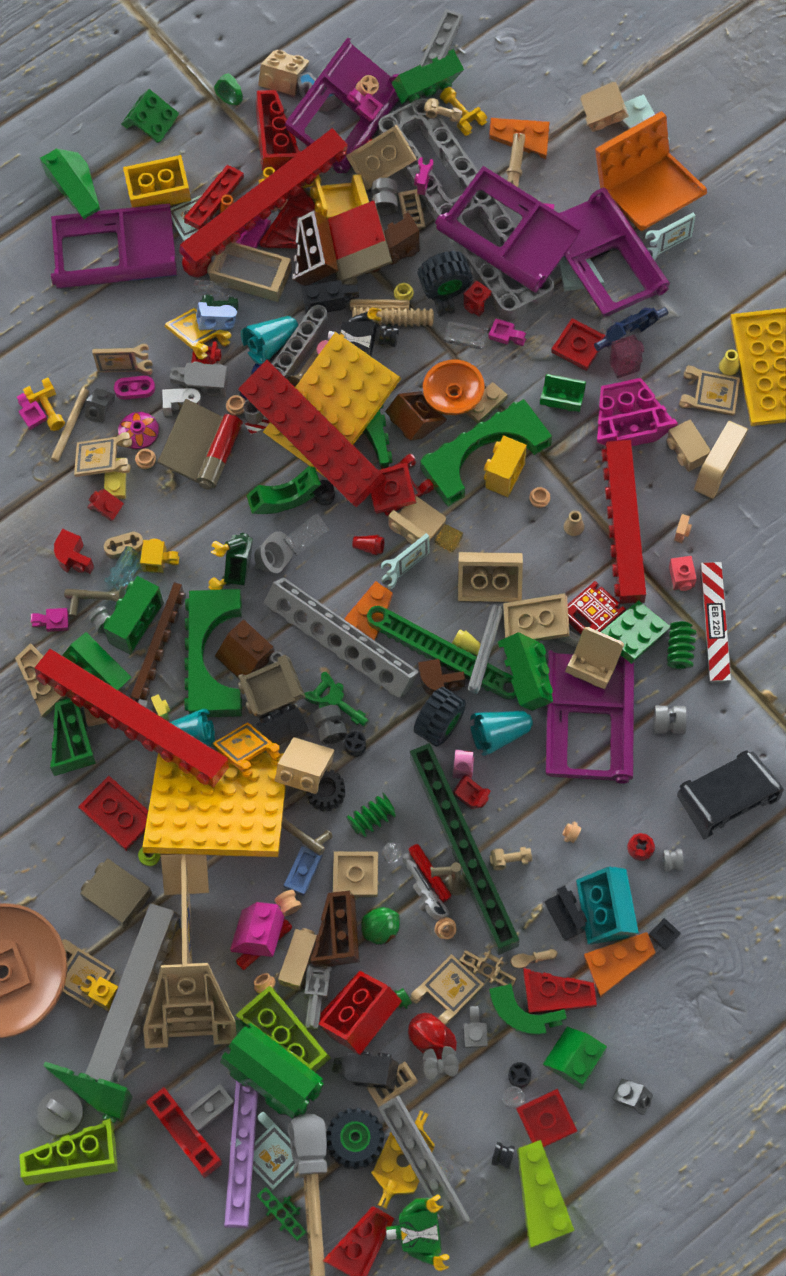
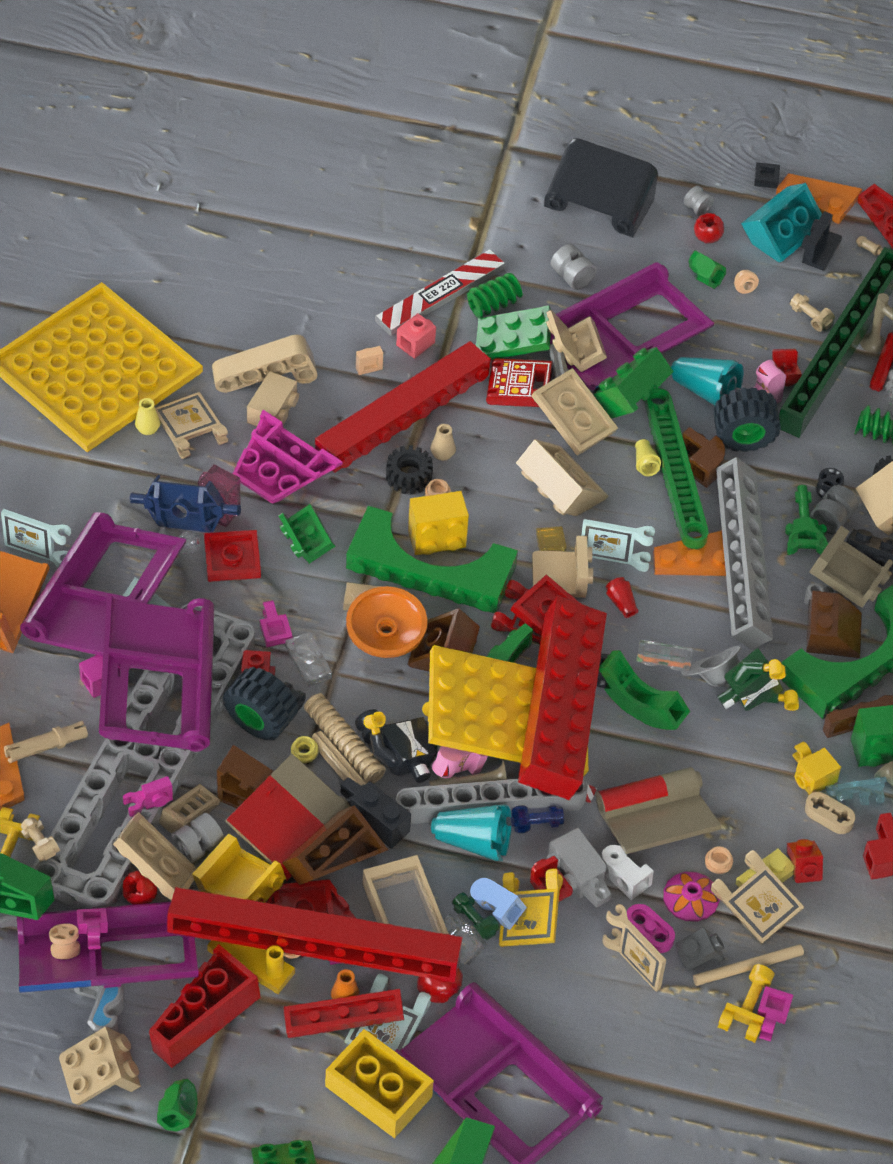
camera: 135 degrees left, 15 degrees down
(235, 405) = (579, 817): light nougat plate -> none
(485, 649) = (642, 431): light grey axle -> none
(565, 501) = (411, 458): none -> black tyre
(603, 812) = (706, 269): none -> green rock

